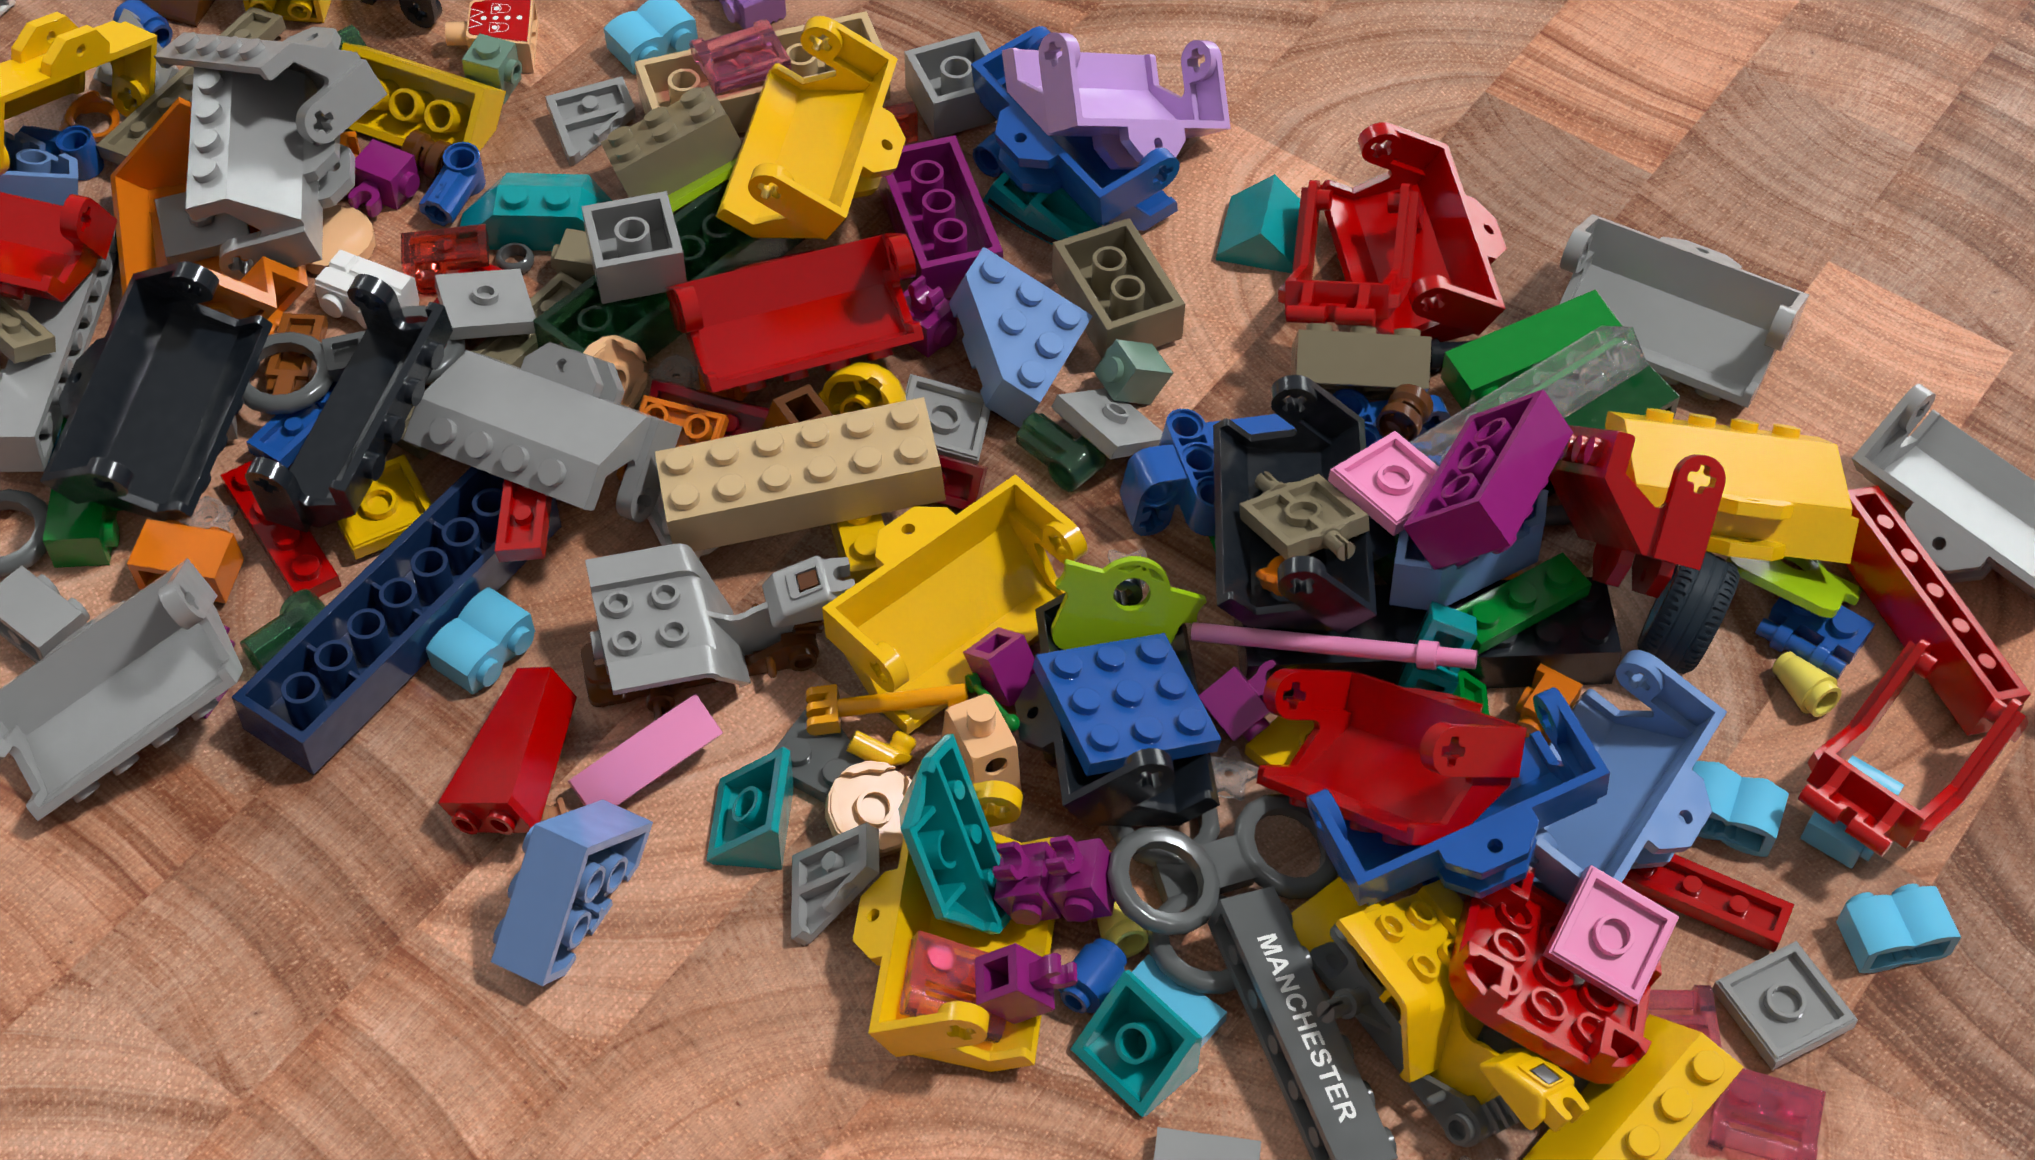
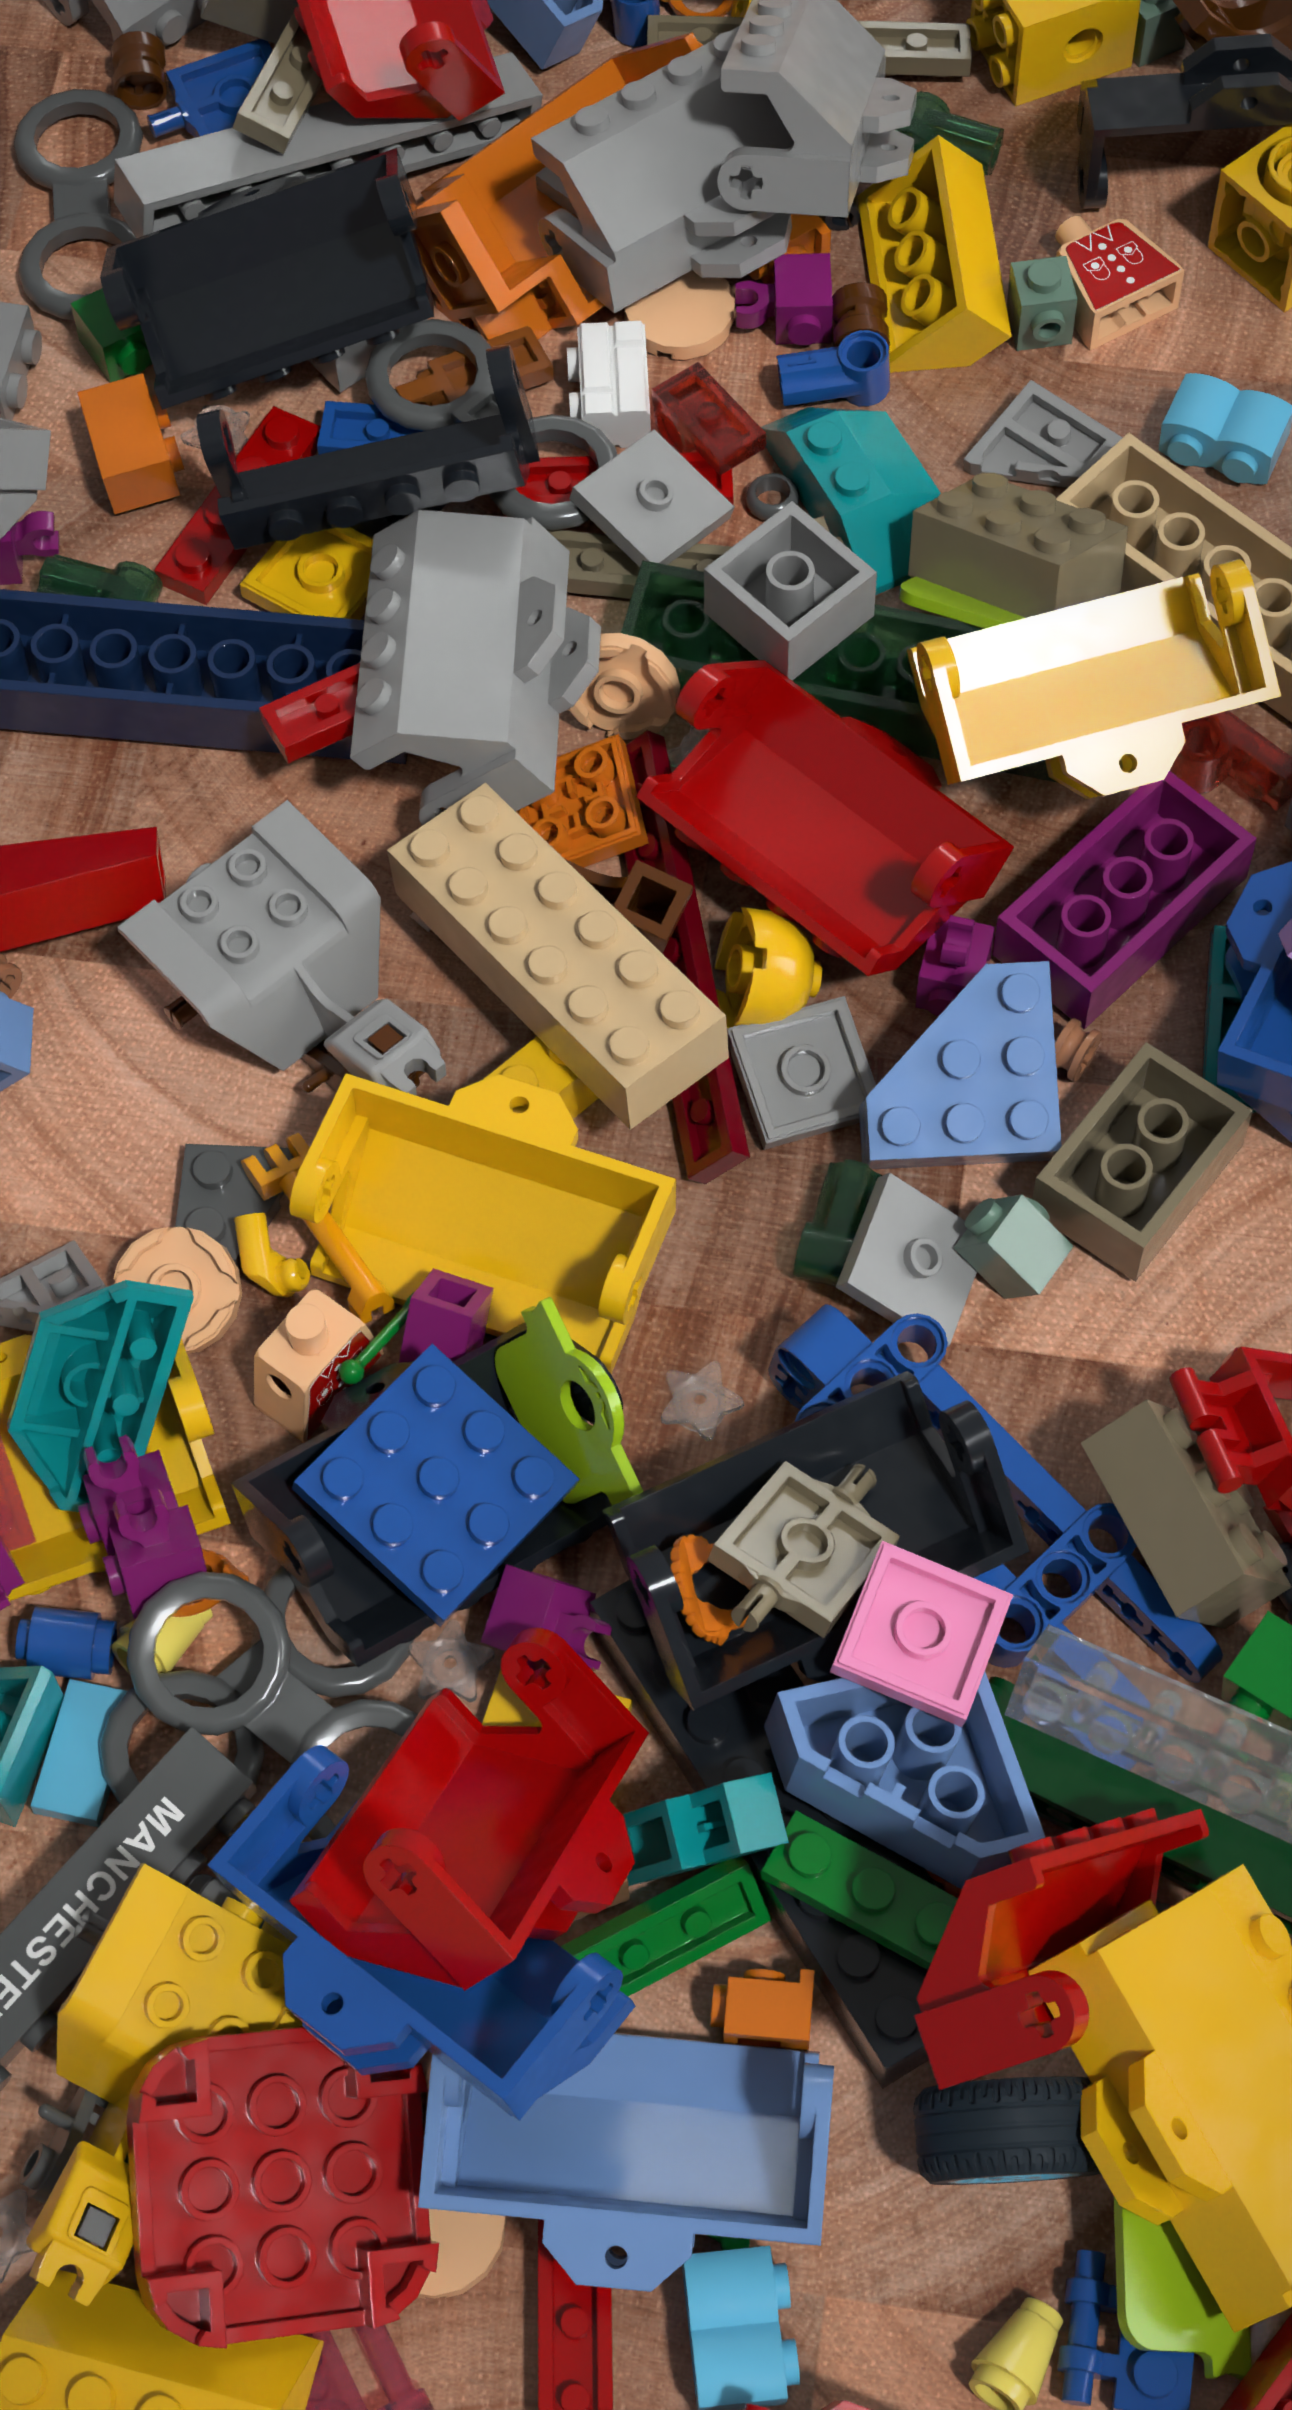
camera: 65 degrees right, 10 degrees up
(481, 640) = (190, 774): medium azure brick -> none
(647, 754) = (117, 1020): bright pink slope -> none
(739, 56) = (1194, 542): clear pink plate -> none
(753, 814) = (107, 1176): teal slope -> none
(1405, 412) = (1117, 1607): reddish brown wheel -> none
(1425, 654) = (683, 1801): bright pink bar -> none
(1489, 481) = (953, 1745): magenta brick -> none
(1611, 936) = (364, 2231): bright pink plate -> none

